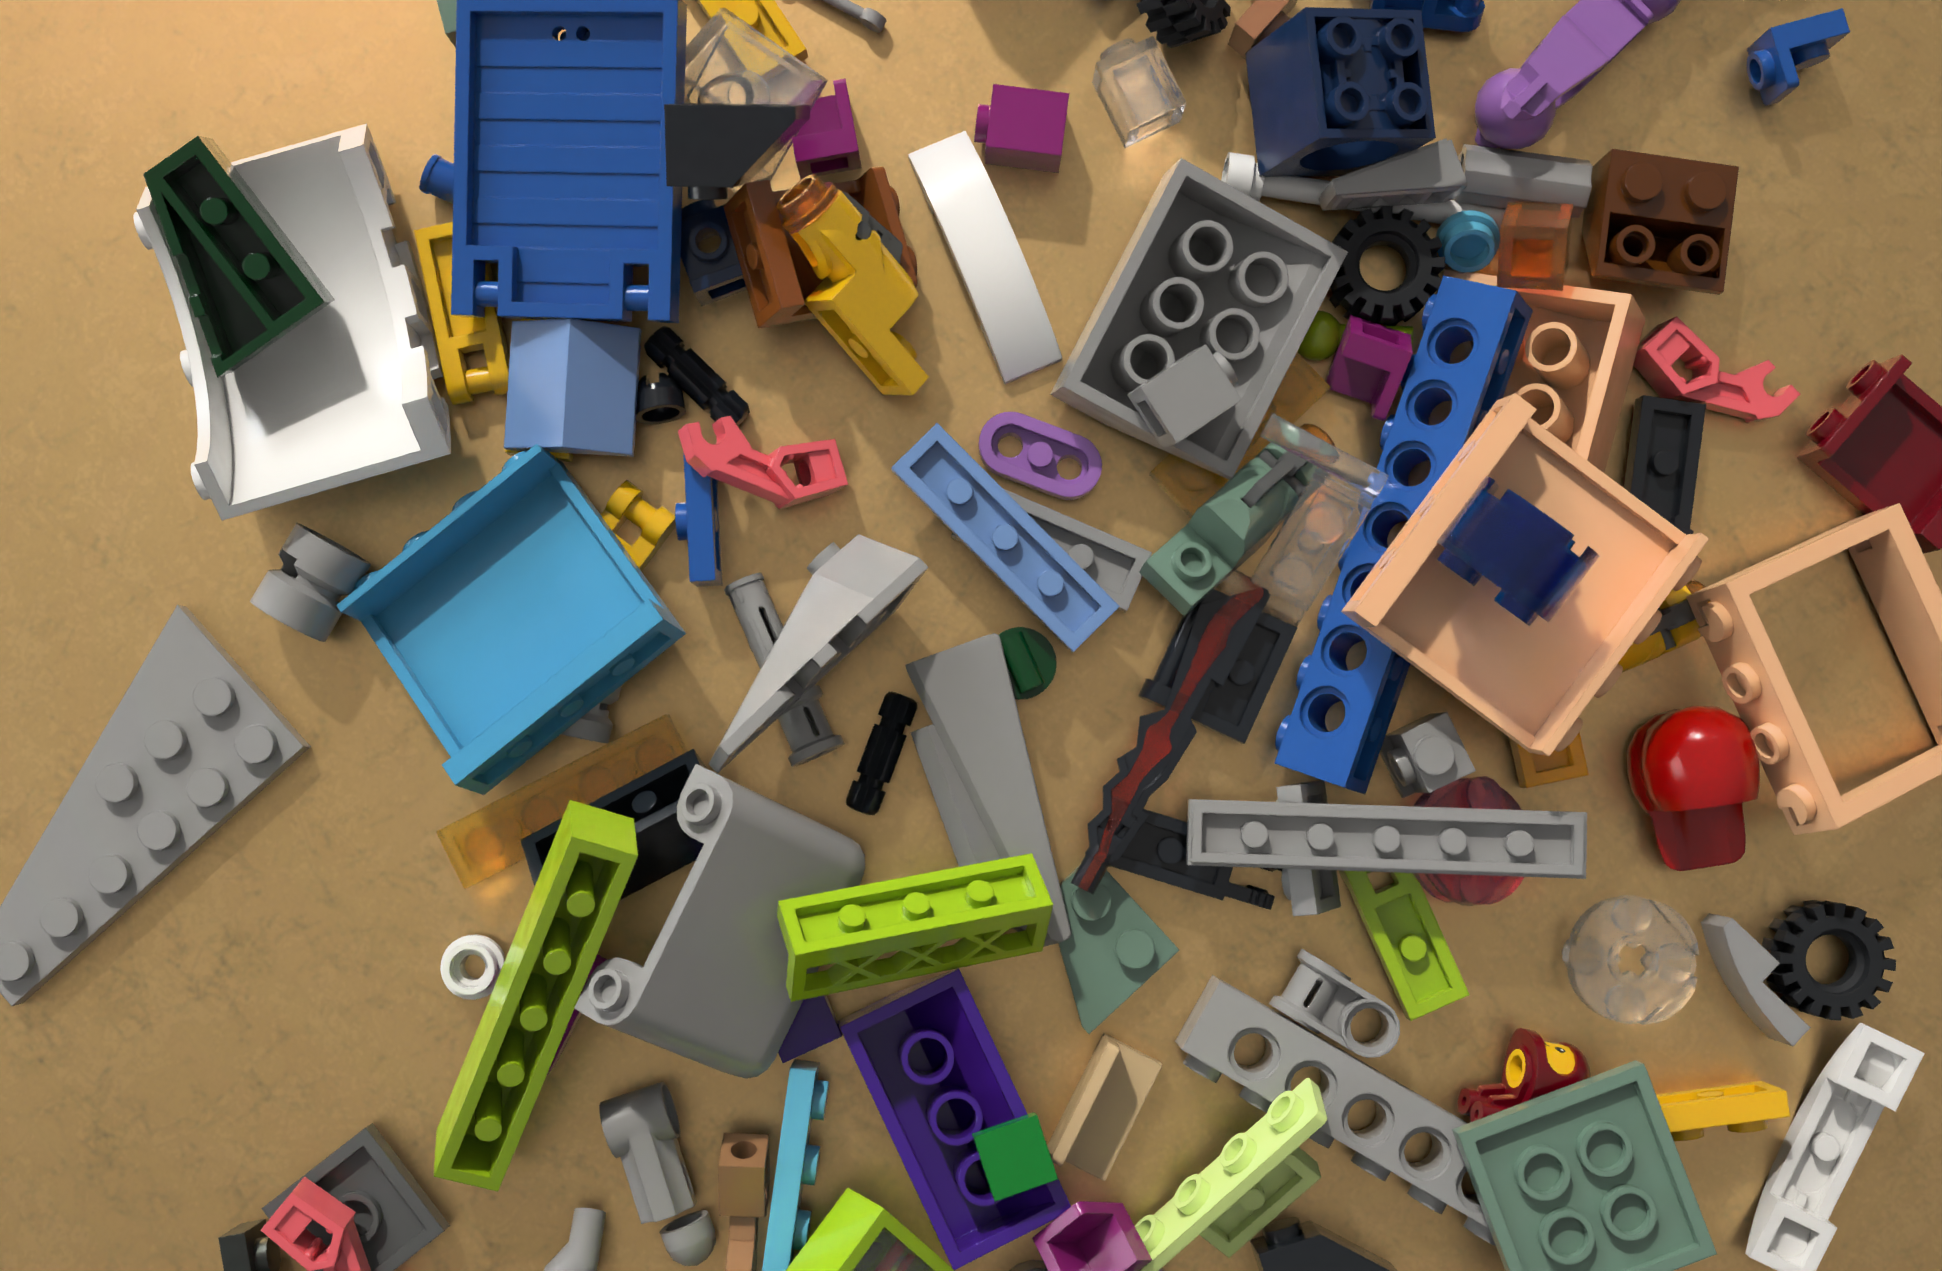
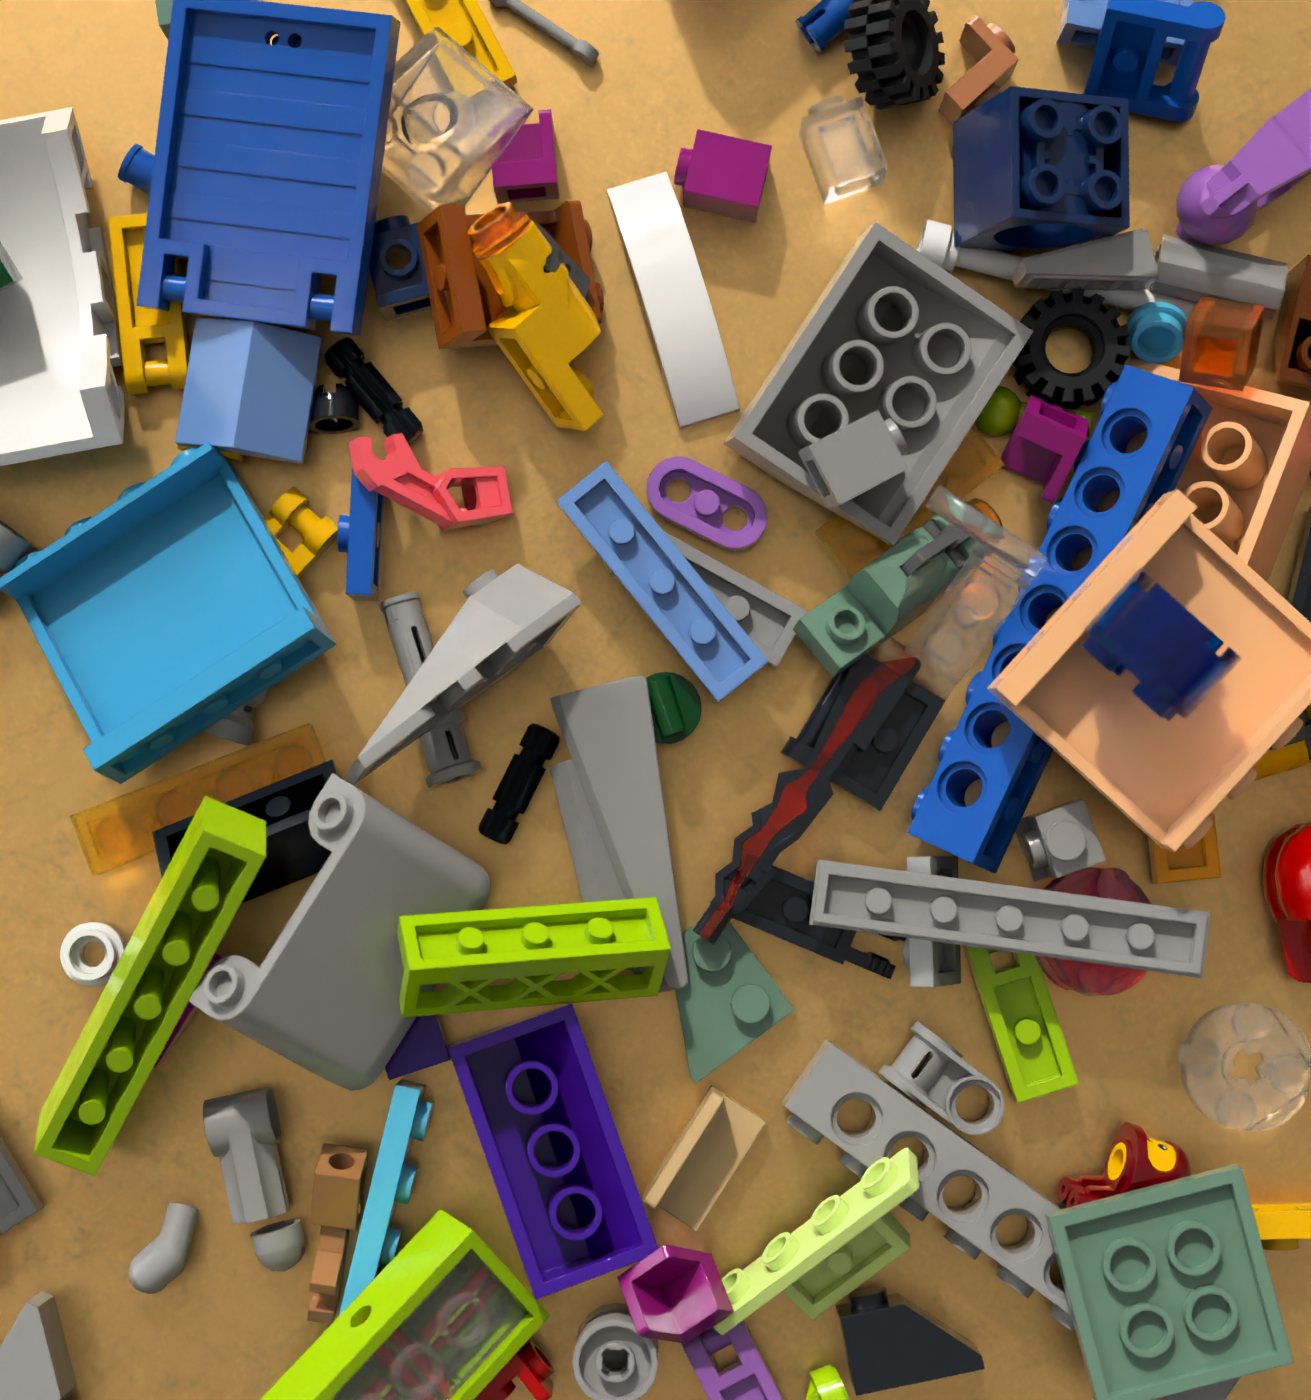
camera: 15 degrees right, 0 degrees up
(725, 143) = (423, 163): black slope -> none
(1014, 1156) = (607, 1193): green tile -> none

